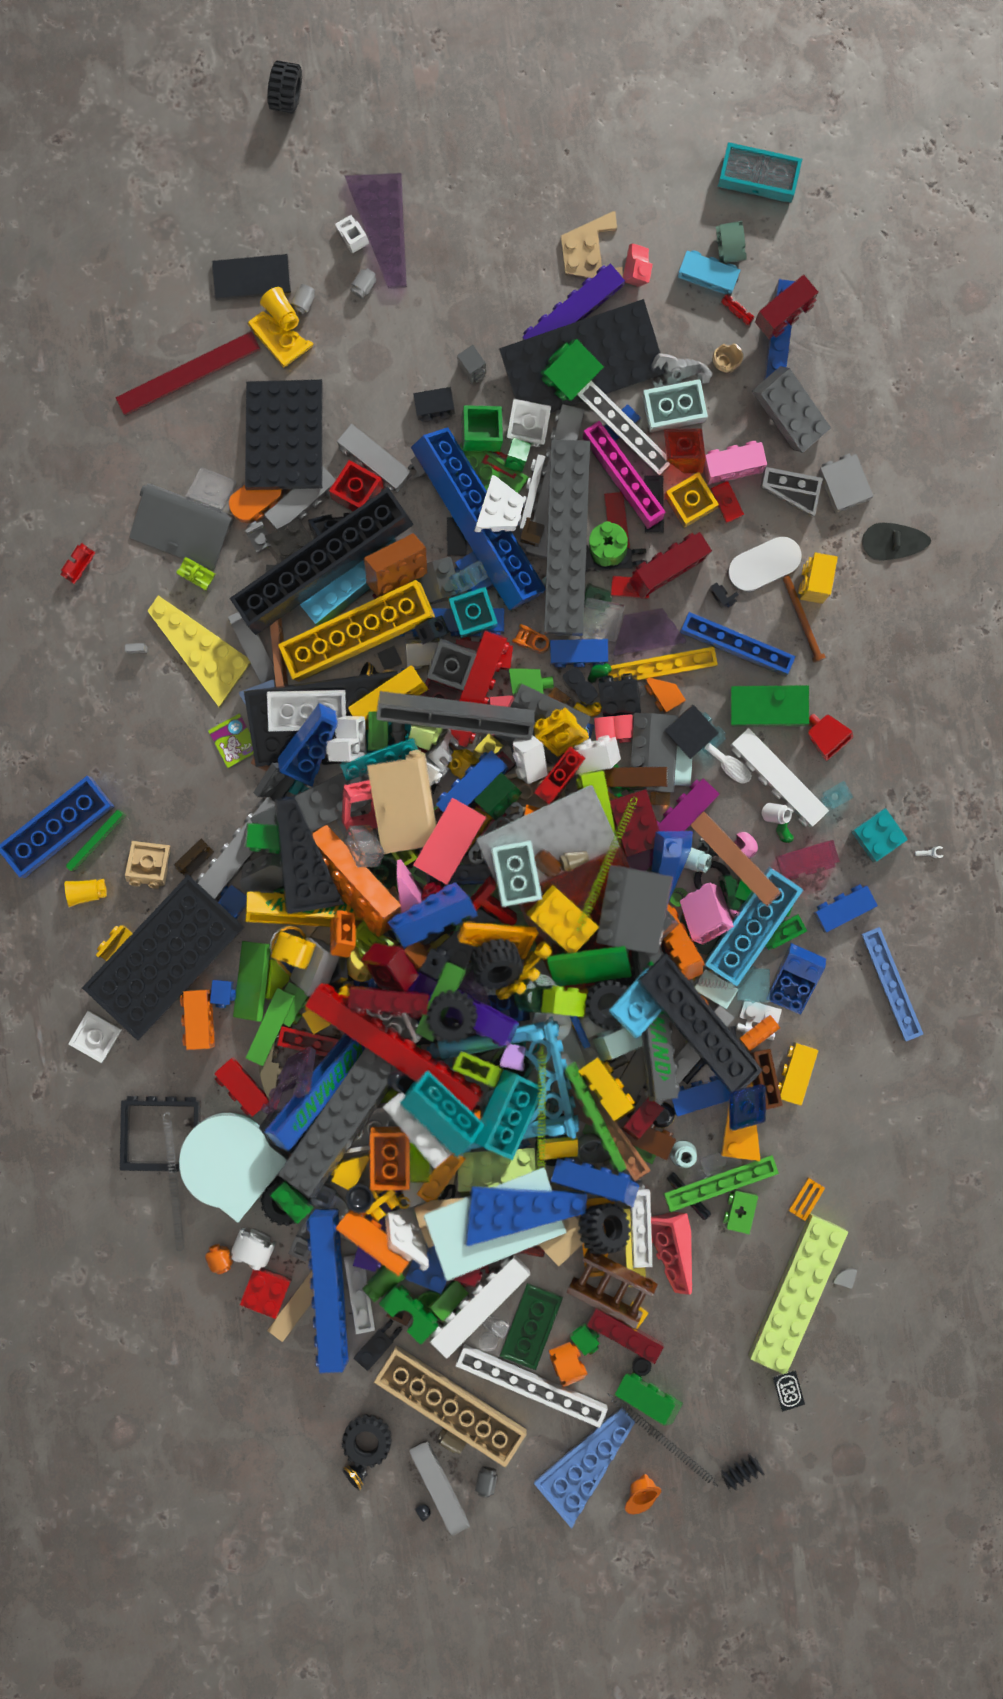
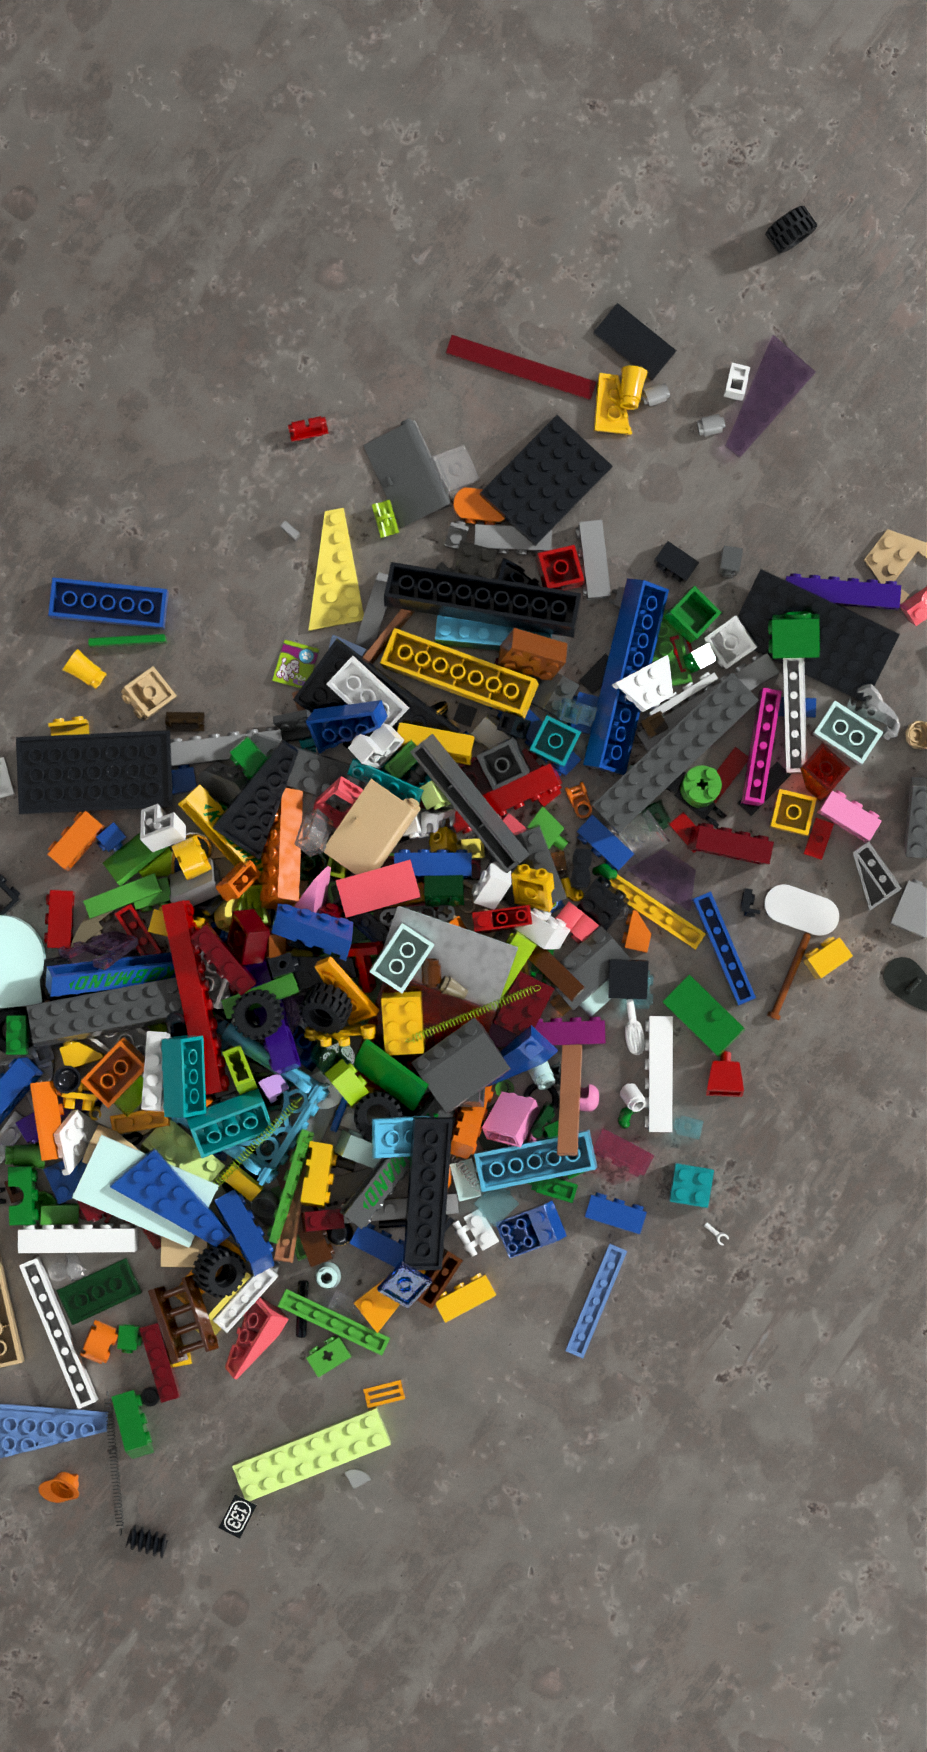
camera: 40 degrees right, 0 degrees up
(251, 951) = (160, 829): none -> white brick
(759, 1033) = (466, 1241): orange axle -> none

